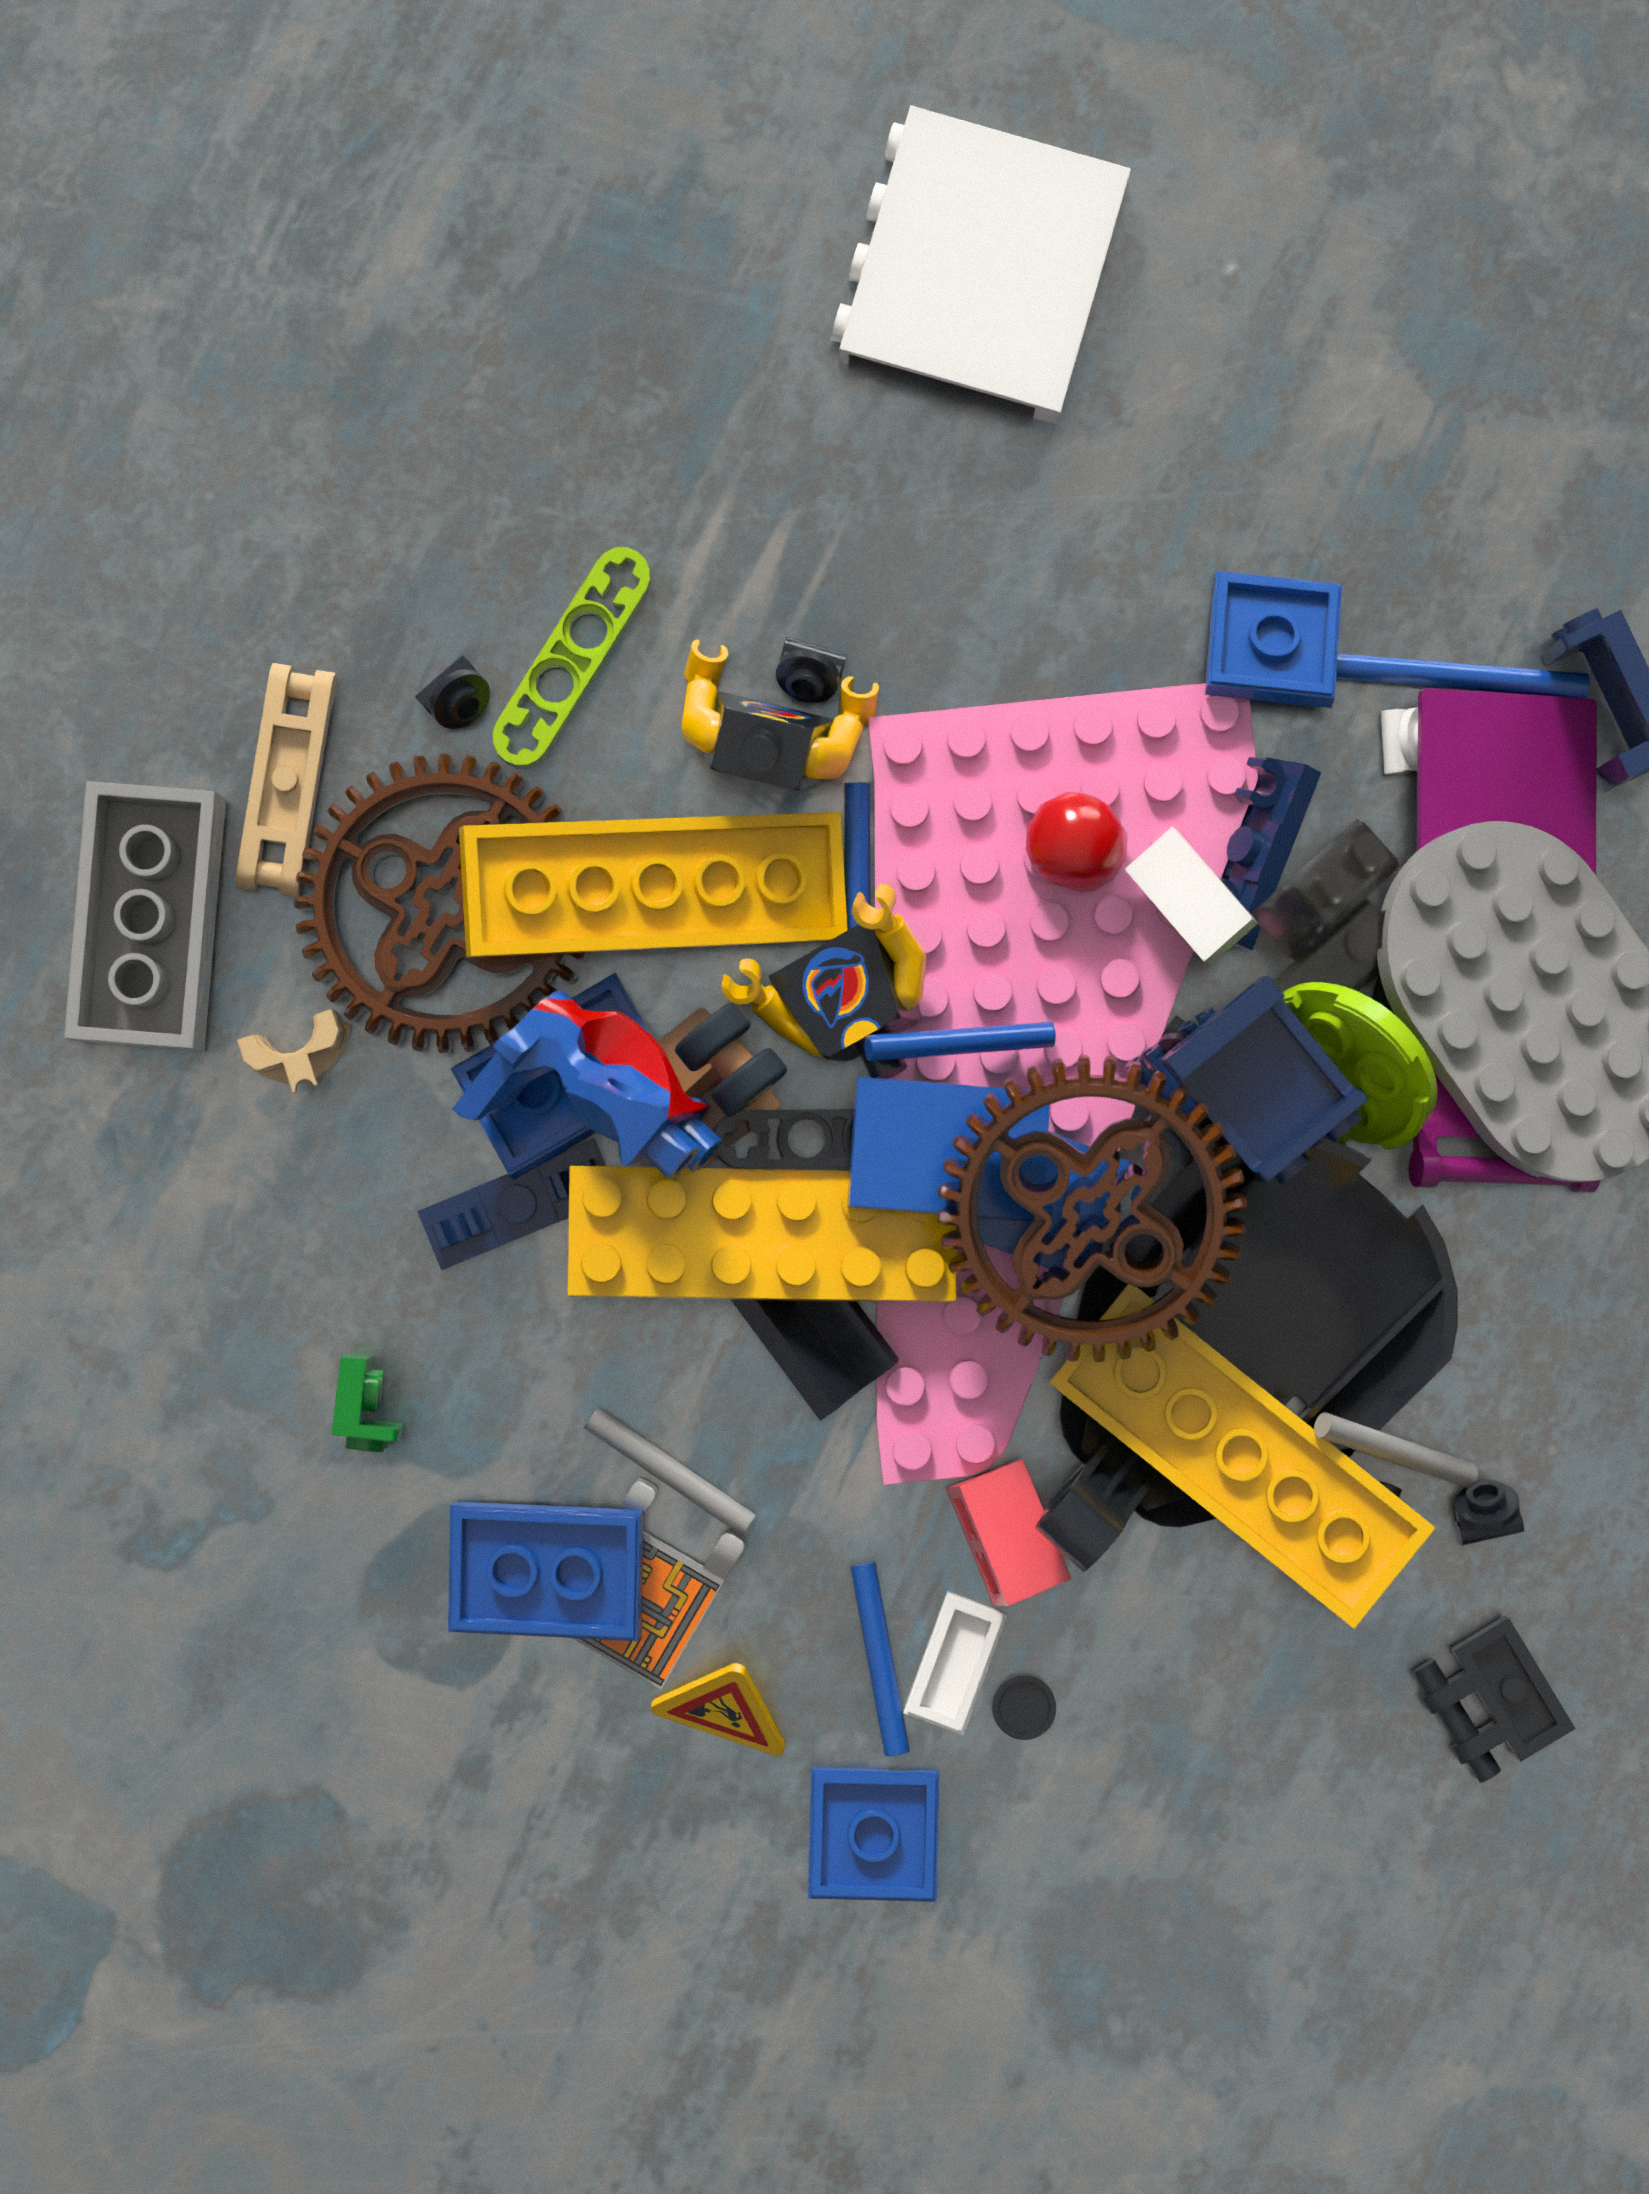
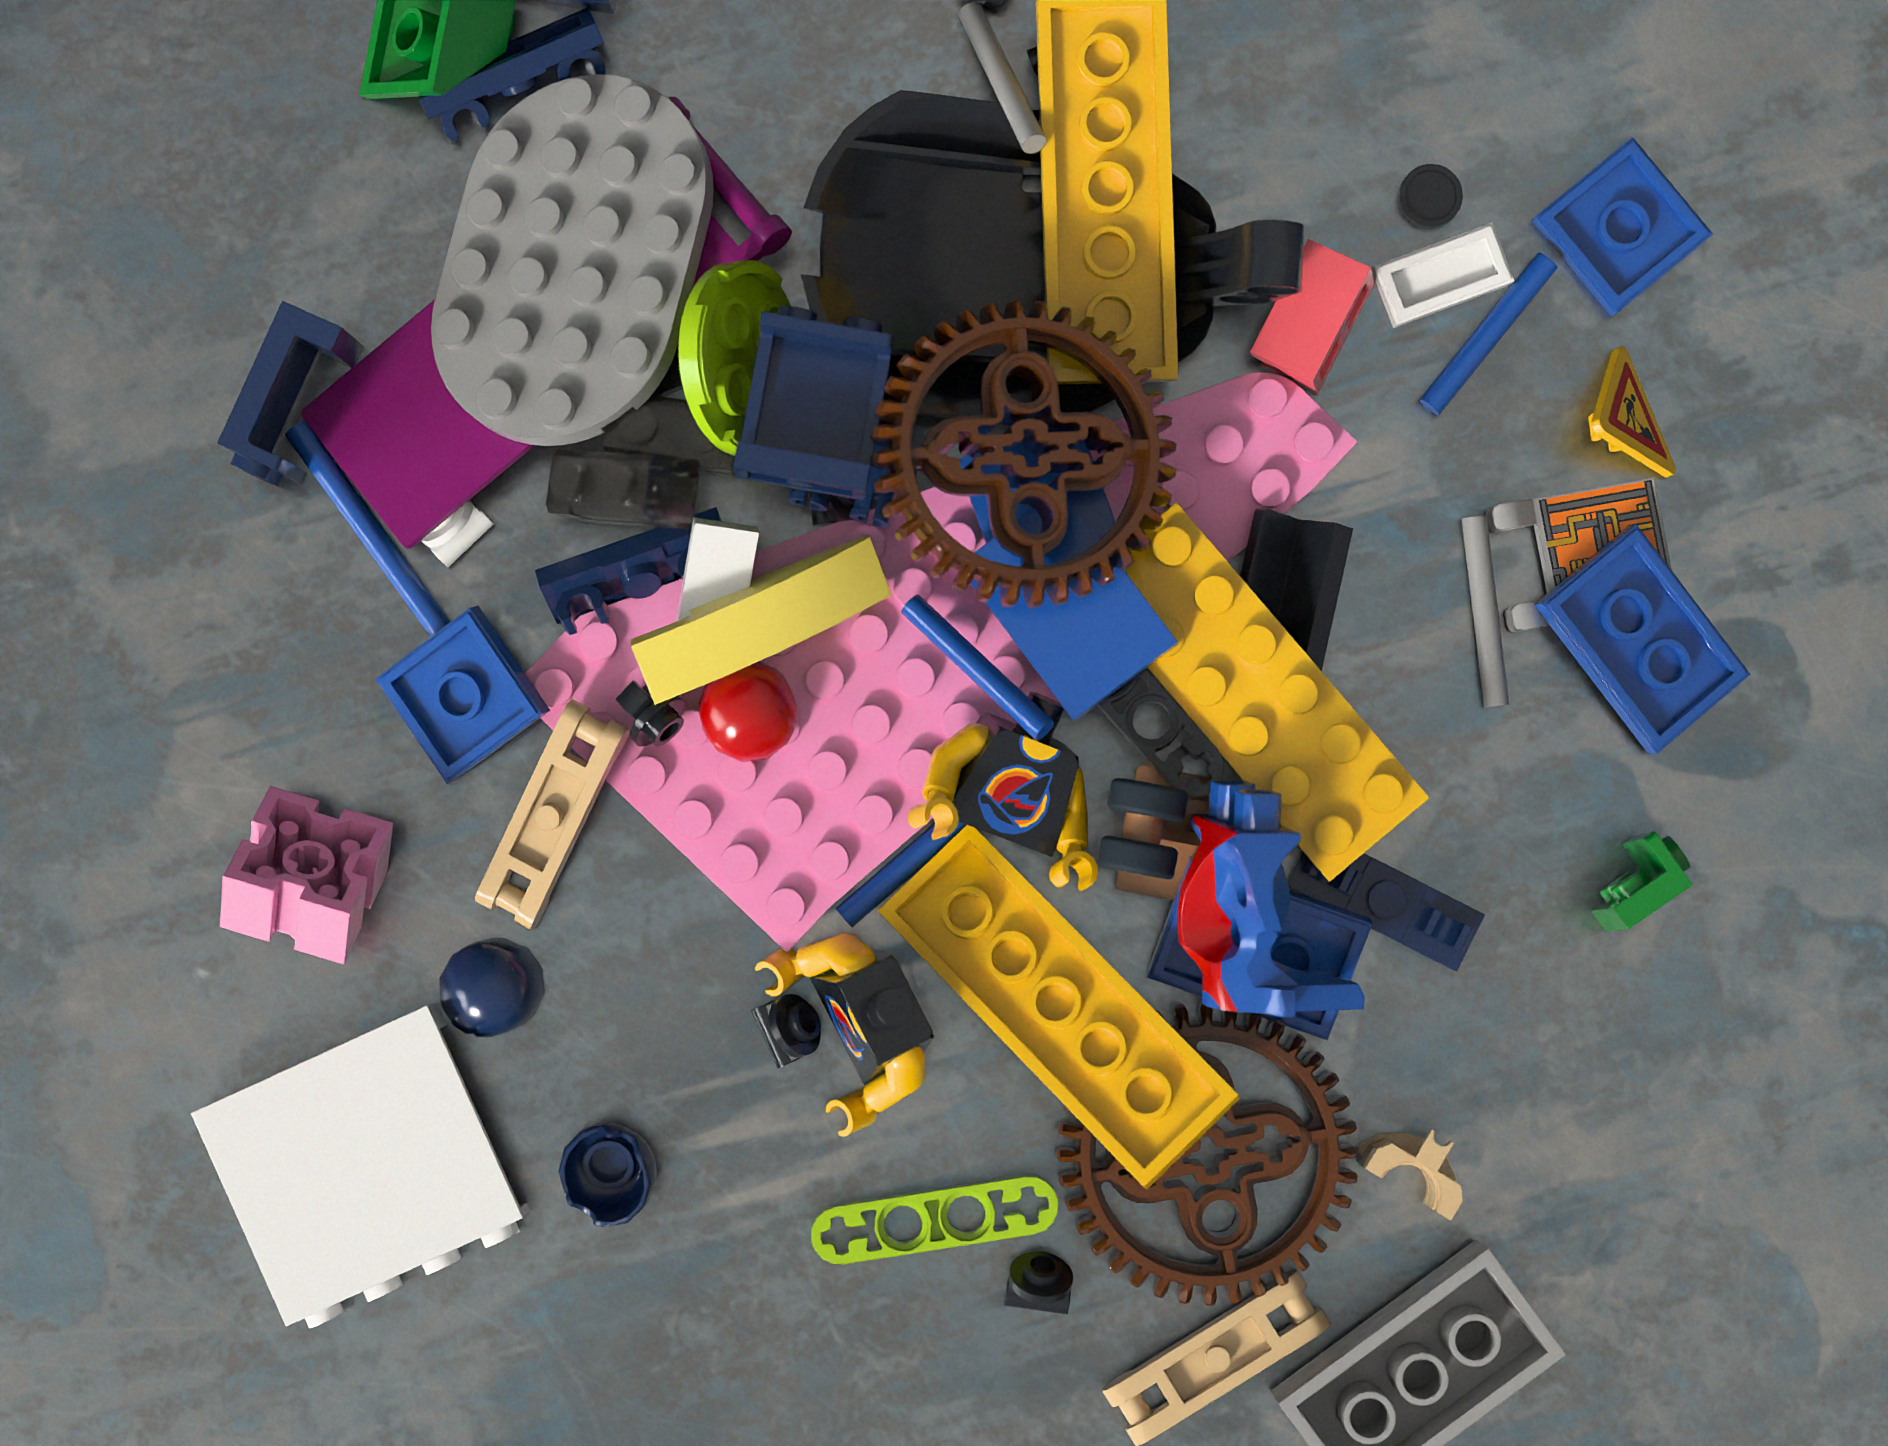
camera: 135 degrees left, 0 degrees up
(817, 441) = (608, 1173): none -> dark blue hair
(1032, 474) = (491, 987): none -> dark blue hair
(1124, 628) = (551, 814): none -> tan plate
(1130, 767) = (653, 722): none -> black plate
(1136, 909) = (761, 619): none -> light yellow slope
(1236, 404) = (306, 874): none -> bright pink brick

